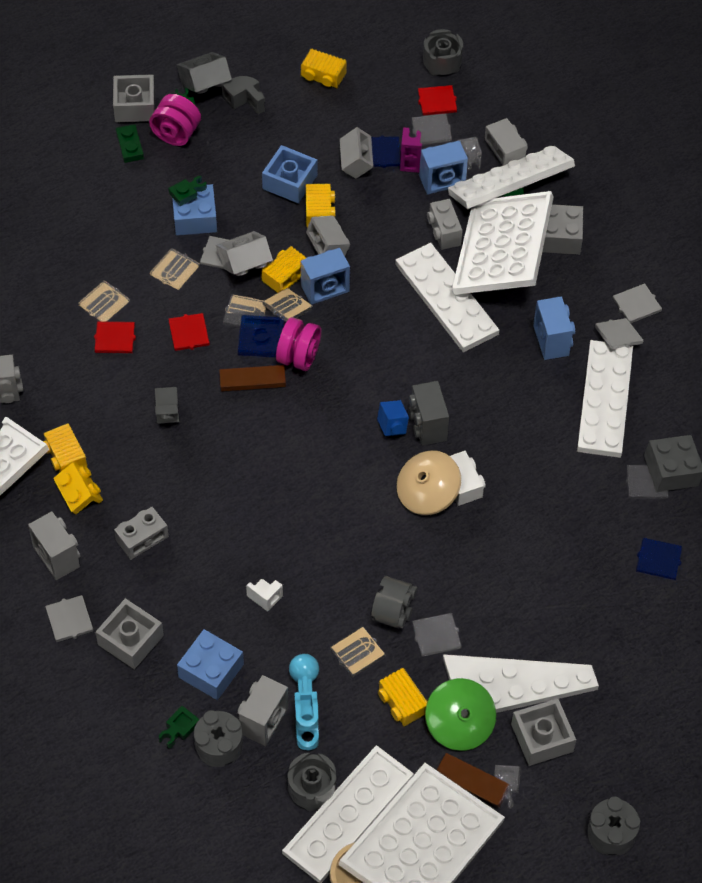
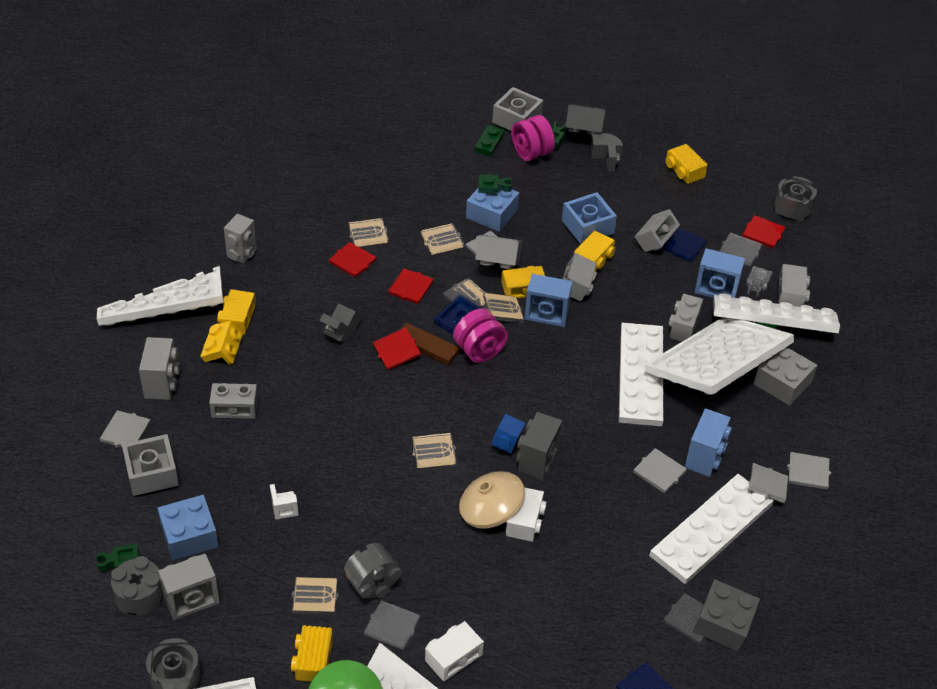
camera: 35 degrees right, 10 degrees down
(232, 398) = (396, 348): none -> red piece
(304, 671) = (225, 605): medium azure piece -> none
(341, 470) = (434, 450): none -> clear piece
(410, 152) = (698, 245): magenta hinge -> none
(505, 624) = (453, 650): none -> white brick
(528, 374) = (659, 470): none -> light grey piece

